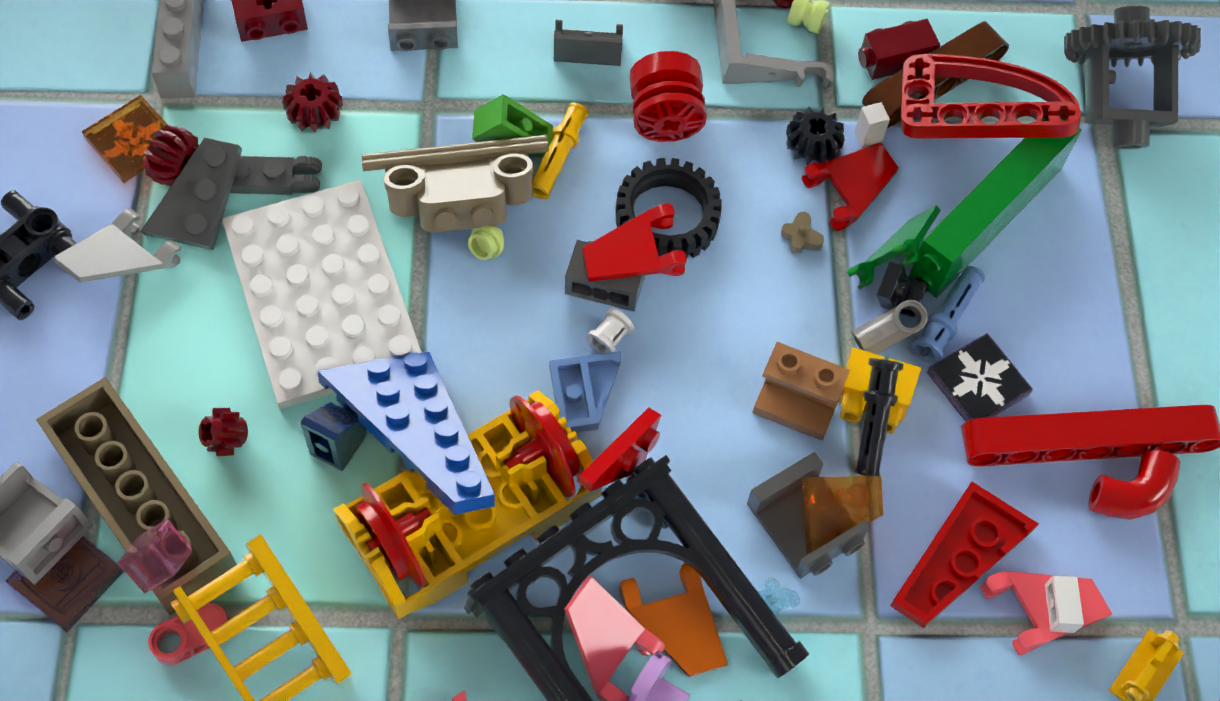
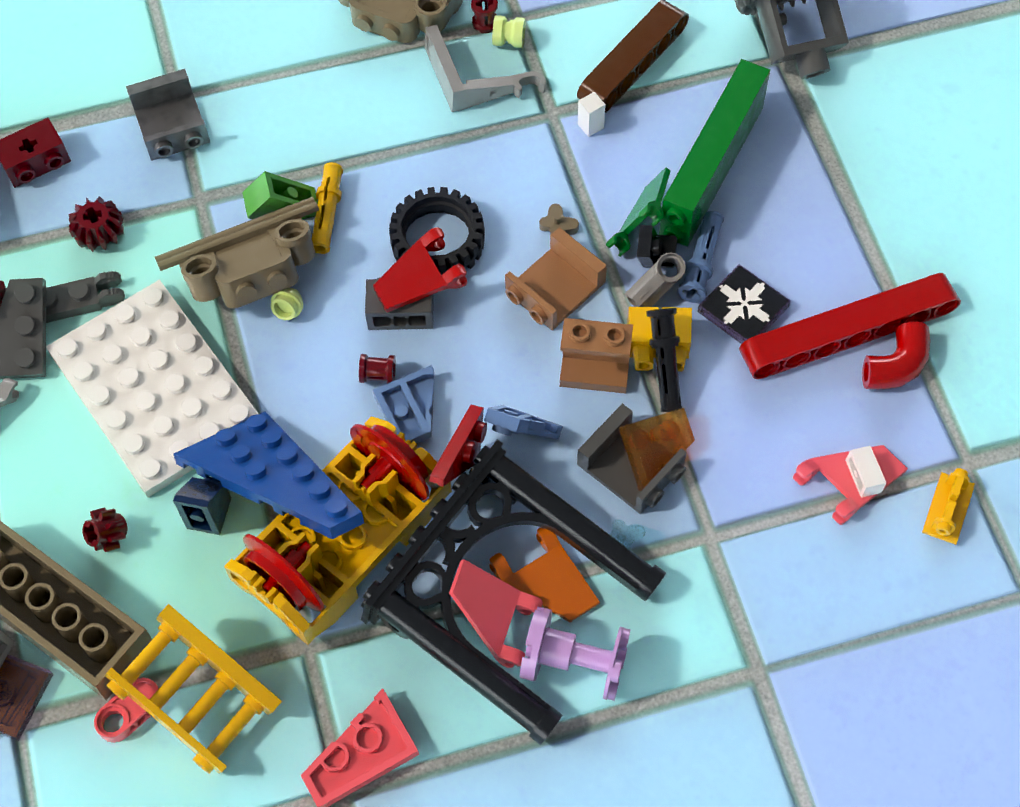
camera: 10 degrees left, 0 degrees up
(155, 556) = (80, 649): clear pink panel -> none
(561, 339) = (377, 368): none -> dark red bush
(587, 46) = (325, 110): dark grey hinge -> none
(610, 331) = (418, 350): white bush -> none
(667, 96) = (408, 135): red wheel -> none
(686, 435) = (509, 421): none -> medium blue wing
(782, 297) = (557, 281): none -> medium nougat panel
(815, 136) = (545, 136): black gear -> none
(856, 177) = (592, 163): red flag -> none
(888, 48) = (593, 41): dark red brick -> none
(964, 549) = (771, 448): red wing -> none
(1059, 102) = (743, 50): red beam -> none

